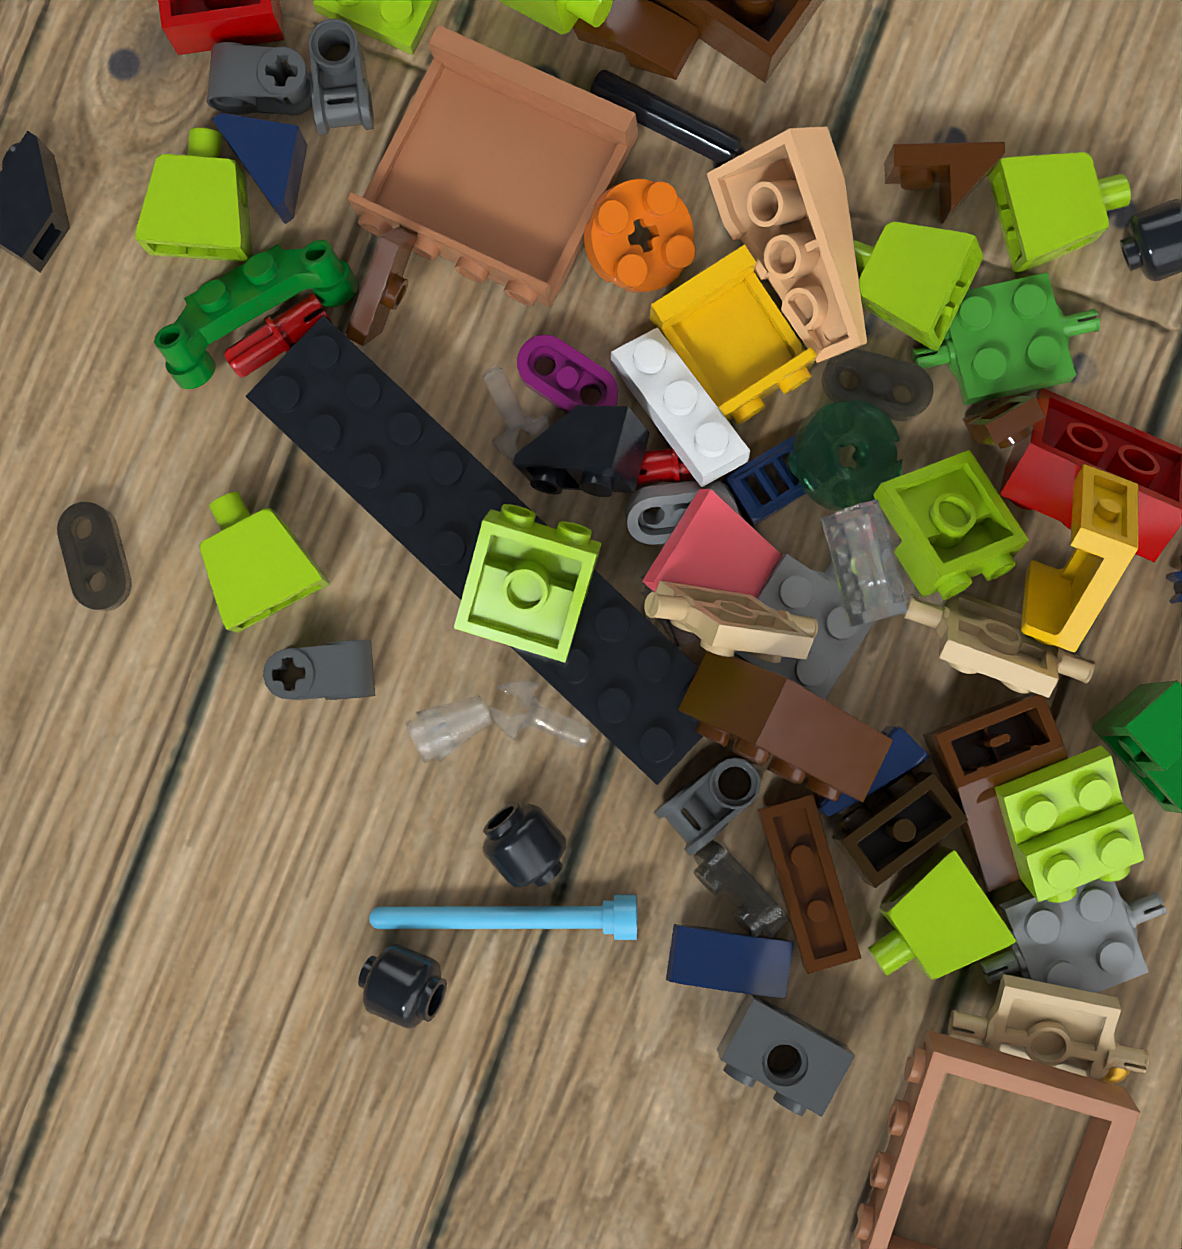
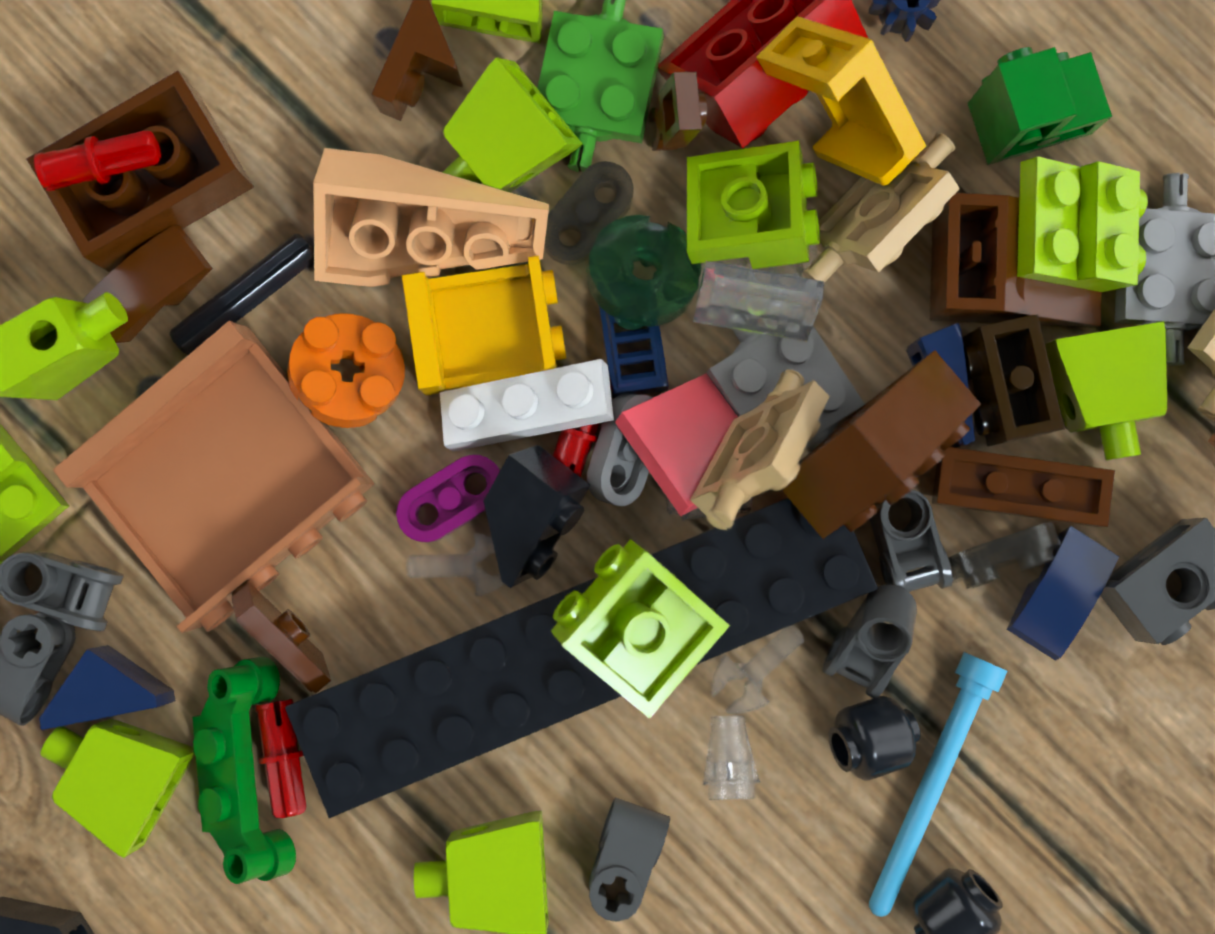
camera: 70 degrees left, 0 degrees up
(604, 806) = (868, 647): none -> dark grey piece

